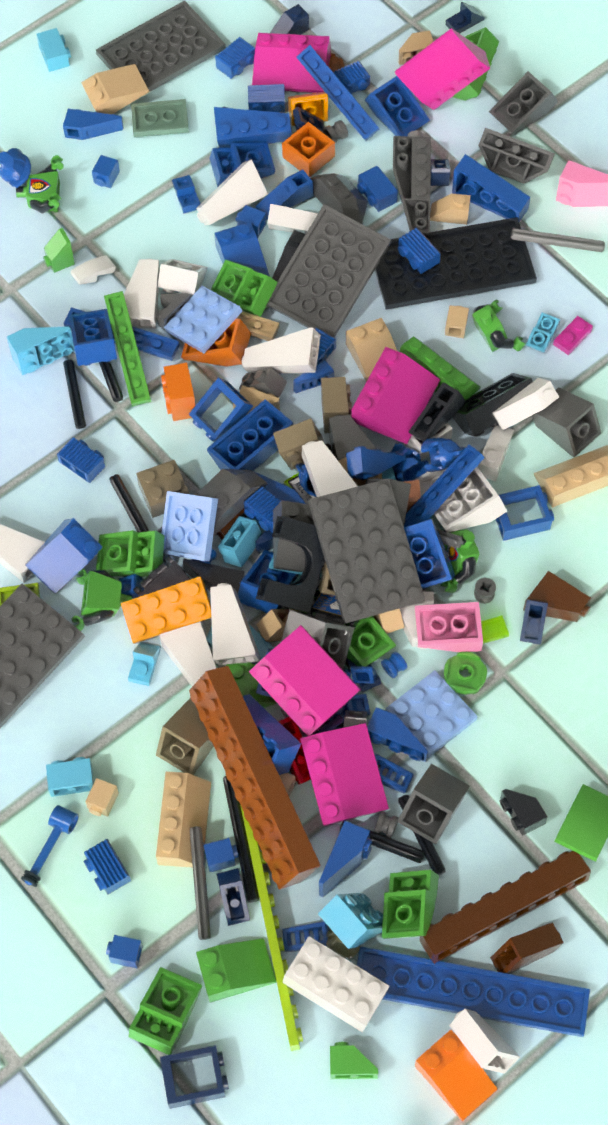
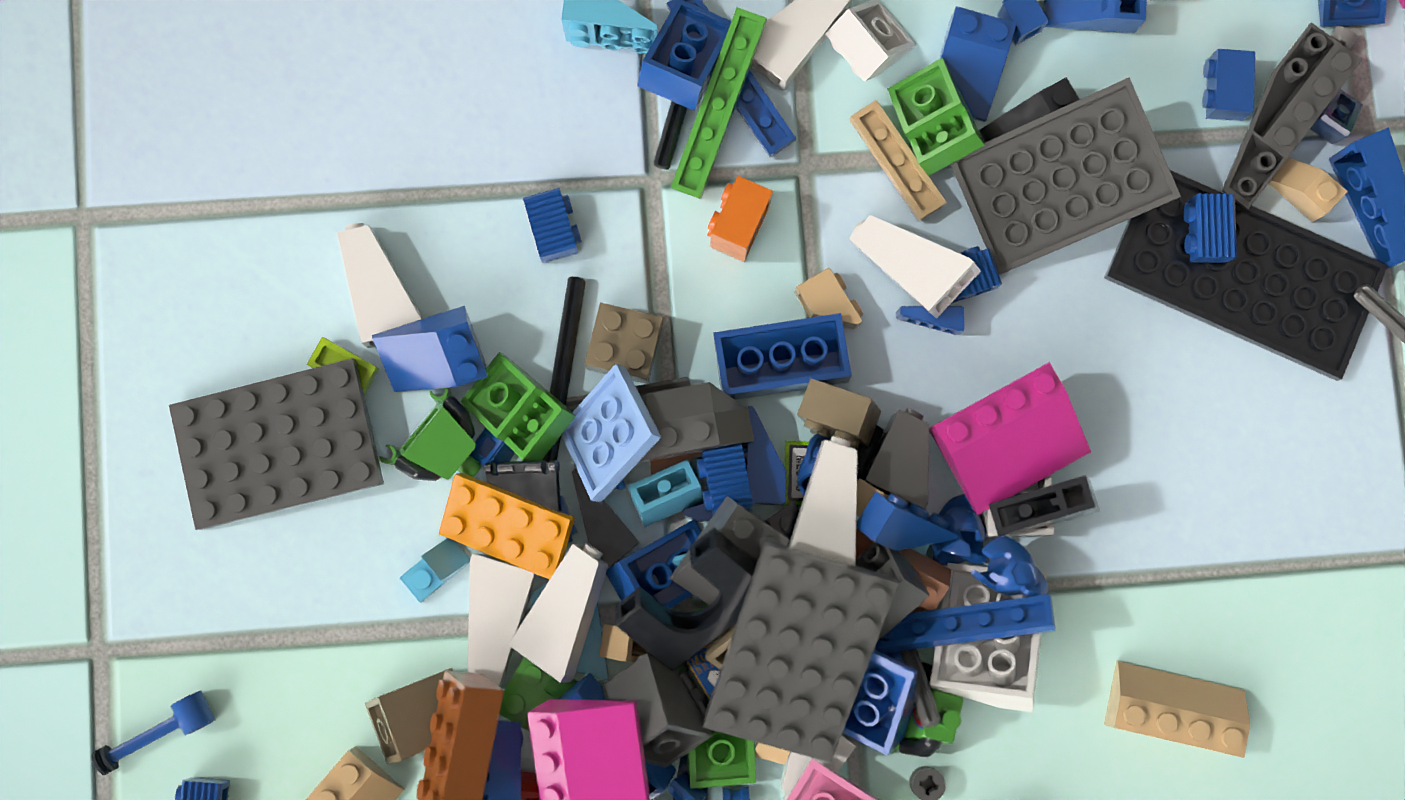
camera: 30 degrees right, 20 degrees up
(69, 776) = (238, 661): medium azure brick -> none
(74, 394) = (610, 119): black axle -> none
(101, 797) = (256, 718): tan brick -> none
(172, 304) = (832, 79): dark grey slope -> none
(203, 319) = (848, 129): light blue plate -> none
(226, 349) = (844, 174): orange slope -> none
(242, 407) = (801, 284): blue window -> none
(265, 381) = (862, 279): dark grey slope -> none
(290, 219) = (1076, 60): white slope -> none
(335, 399) = (929, 381): dark tan brick -> none
(340, 195) = (1168, 64): dark grey wedge -> none
(368, 343) = (1039, 331): tan slope -> none
(439, 367) = (1104, 419): bright green slope -> none
(456, 321) = (1184, 367): tan brick -> none
(478, 410) = (1145, 527): black slope -> none
(492, 329) = (1222, 414): bright green torso -> none
(495, 452) = (1093, 595): white slope -> none
(526, 403) = (1185, 567): white slope -> none
(530, 527) = (1088, 738): blue window -> none
(543, 332) = (1287, 464): medium azure slope -> none
(569, 422) = (1218, 621): dark grey slope -> none
(572, 335) = (1325, 496): dark pink plate -> none

